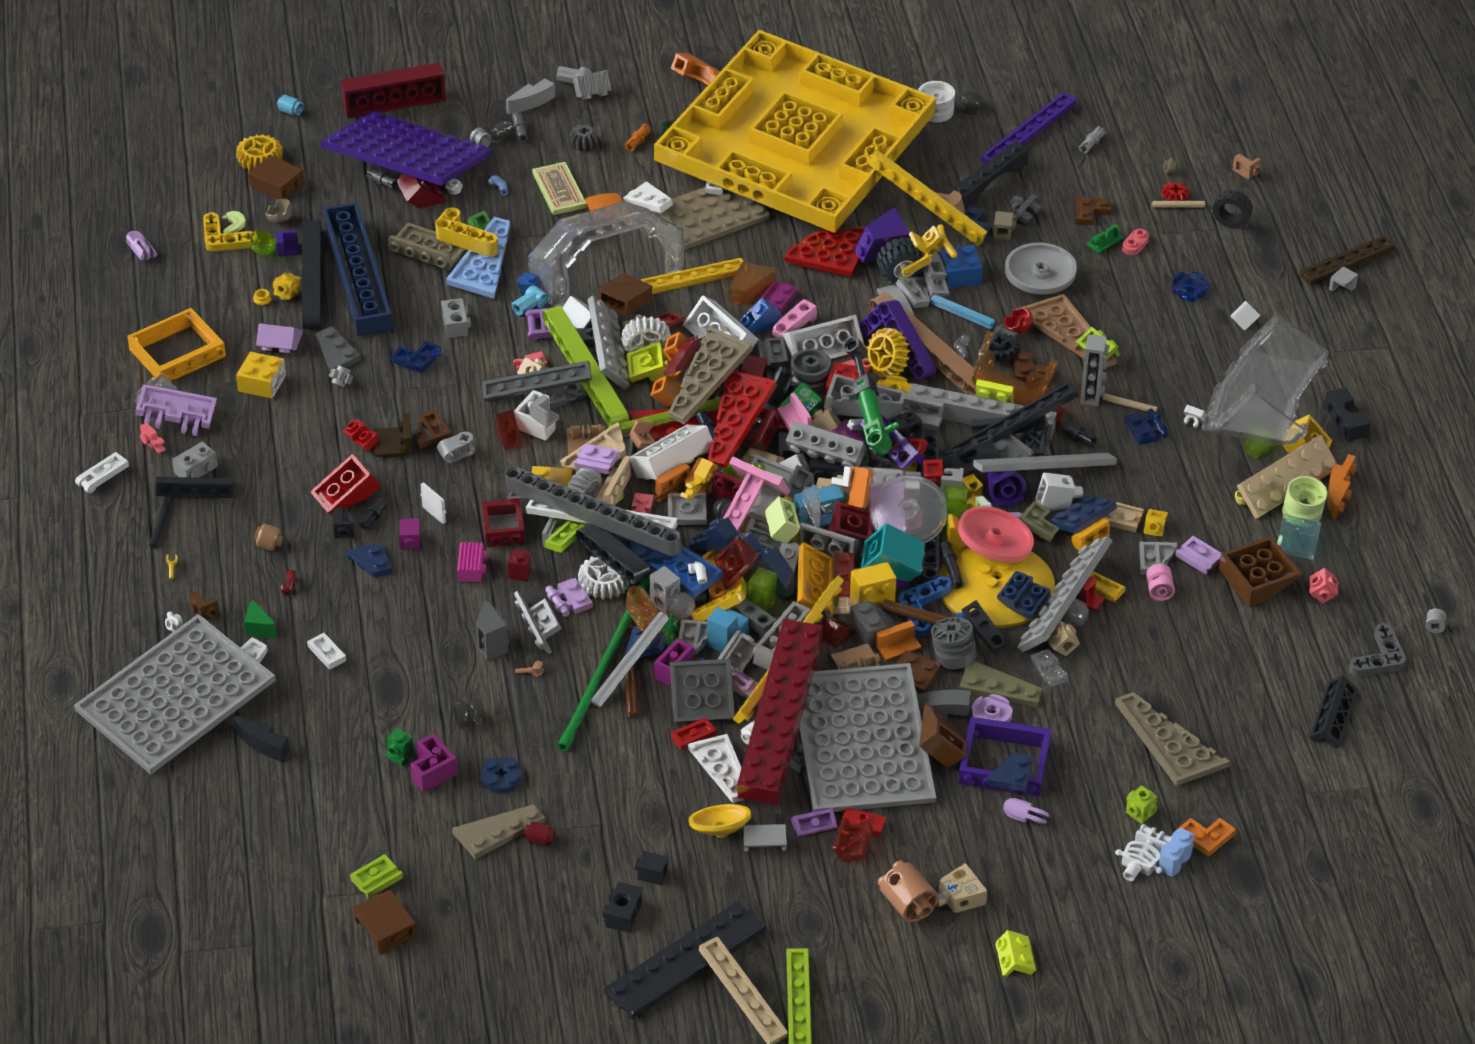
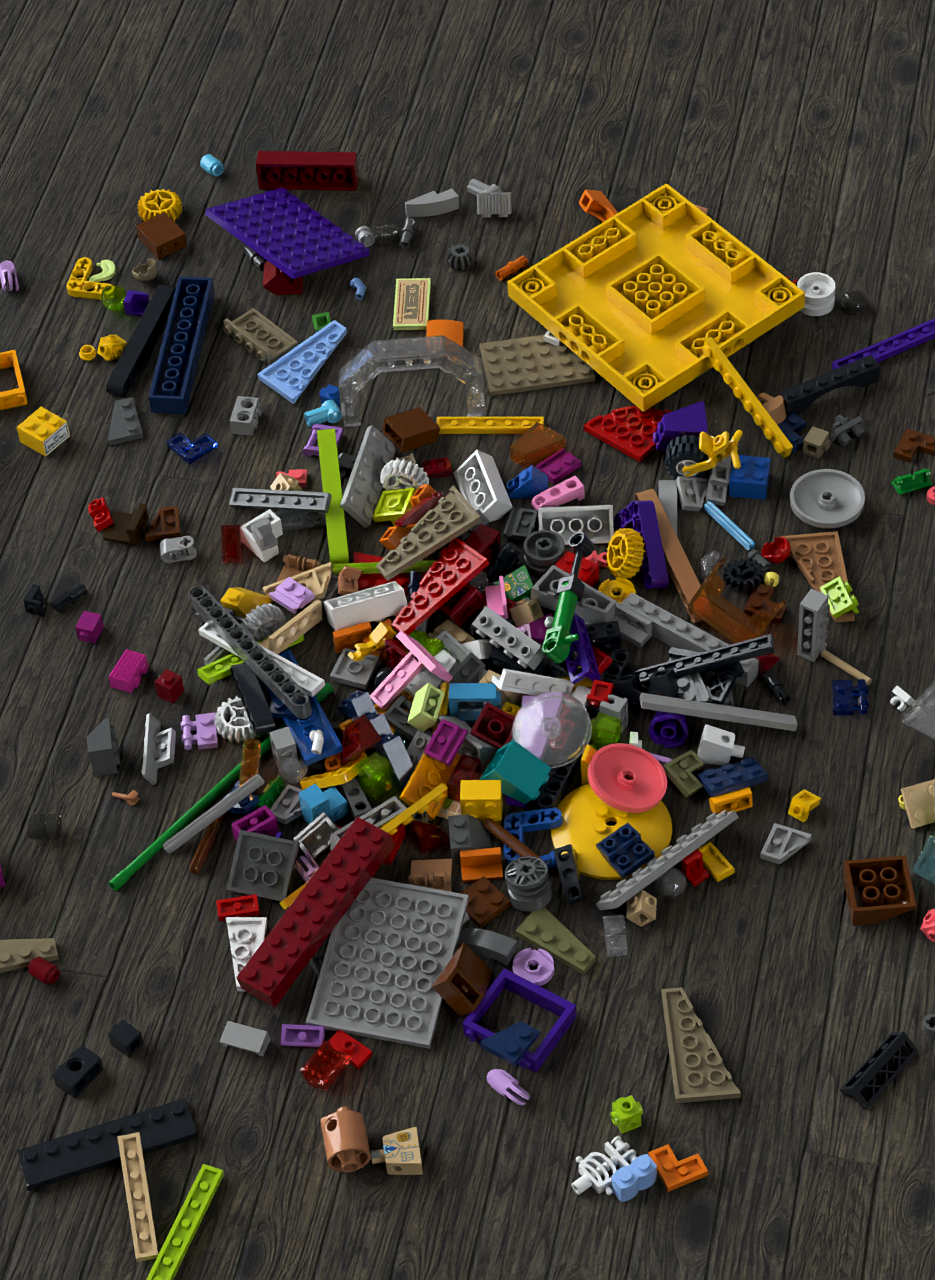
camera: 25 degrees right, 5 degrees up
(278, 337) = (79, 397): lavender slope -> none
(341, 376) = (112, 450): light grey gear -> none
(345, 486) = (59, 563): red slope -> none
(371, 559) = (45, 643): dark blue wing -> none
(433, 503) = (124, 603): white piece -> none
(452, 231) = (285, 326): yellow beam -> none
(454, 186) = (316, 280): white plate -> none
(501, 765) = (38, 889): dark blue plate -> none
(503, 522) = (178, 638): dark red window -> none
(577, 312) = (356, 434): white panel -> none
(642, 503) = (316, 652): coral plate -> none
(649, 197) = (486, 334): white wing -> none
(720, 819) = (210, 1006): yellow dish -> none
(812, 503) = (459, 694): clear slope -> none
(819, 543) = (445, 742): none -> magenta plate
(860, 487) = (514, 693): orange panel -> none
(950, 560) = (572, 790): black pin -> none
(974, 490) = (640, 715): yellow piece -> none
(995, 391) = (707, 623): neon yellow plate -> none
(1015, 953) = (420, 1238): neon yellow bracket -> none
(1023, 346) = (771, 579): none -> light yellow hinge
(1125, 517) = (776, 790): tan plate -> none
(1160, 582) = (771, 873): bright pink wheel -> none
(1199, 555) = (828, 853): lavender plate -> none

